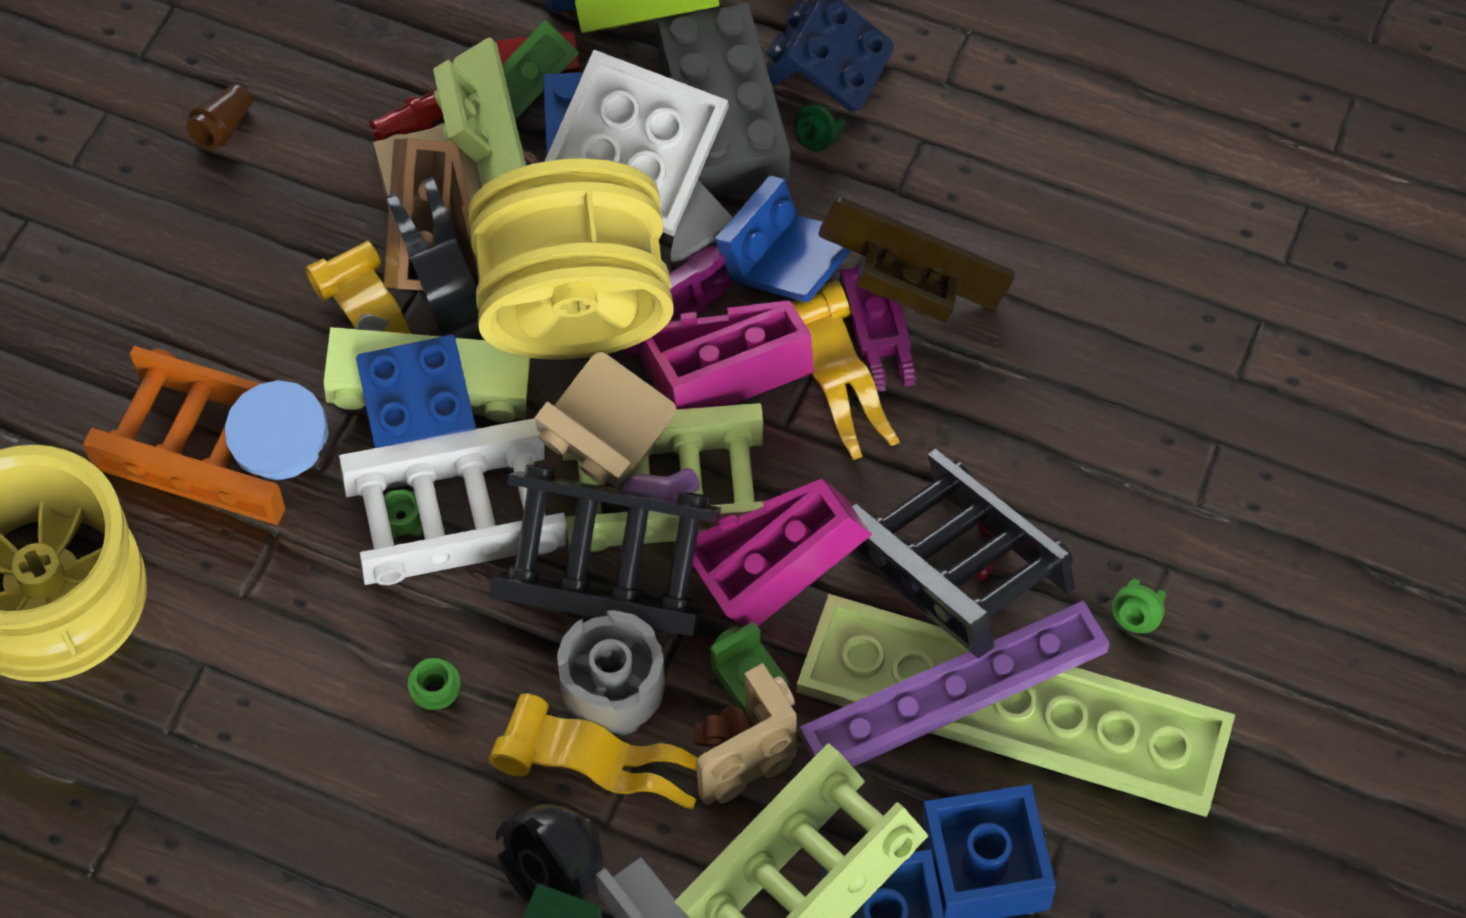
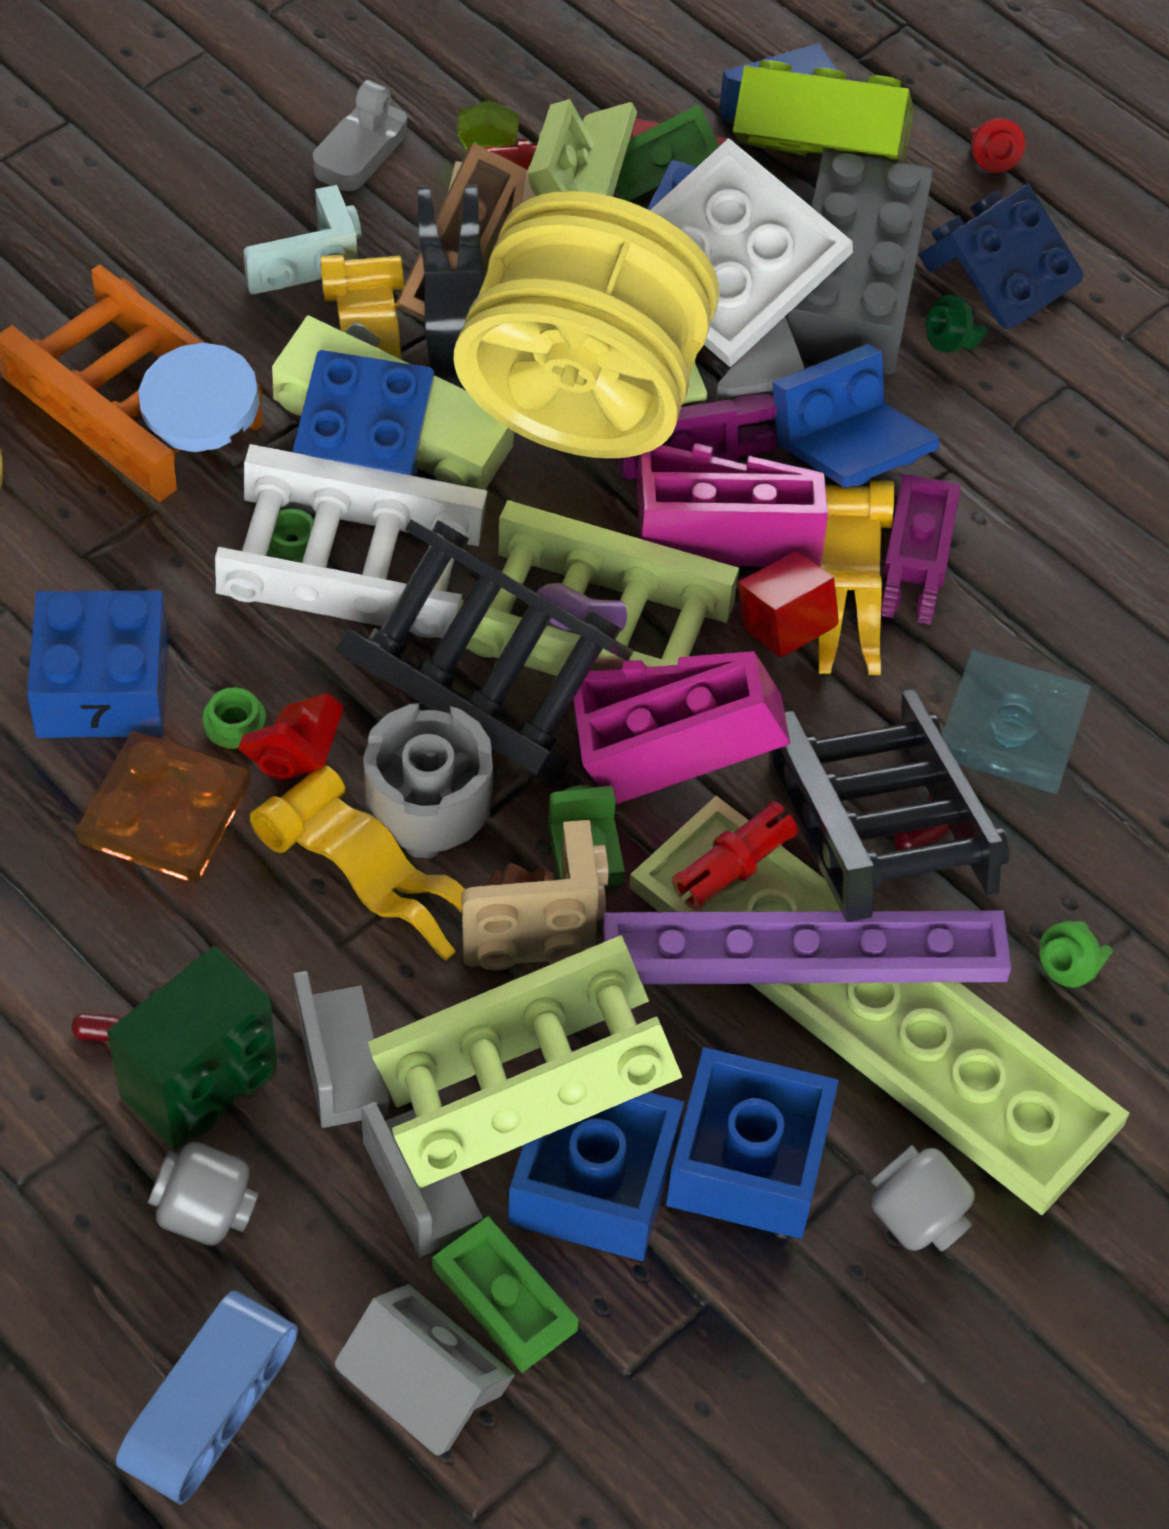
camera: 20 degrees right, 5 degrees down
(218, 117) = (313, 90): reddish brown cone -> none
(277, 147) = (360, 139): none -> light grey piece
(308, 245) = (298, 257): none -> light aqua bracket
(310, 684) = (98, 663): none -> blue brick
(376, 96) = (487, 125): none -> clear neon green piece
(416, 777) = (163, 807): none -> clear orange plate
(495, 680) = (297, 740): none -> red bracket
(550, 848) = (265, 930): black cylinder -> none
(606, 420) = (552, 514): tan bracket -> none
(807, 414) = (788, 603): none -> red panel
(869, 638) = (734, 855): none -> red pin
(911, 264) = (986, 491): dark brown bracket -> none
(1014, 439) = (1015, 721): none -> clear light blue plate
(1122, 843) = (923, 1199): none -> light grey head

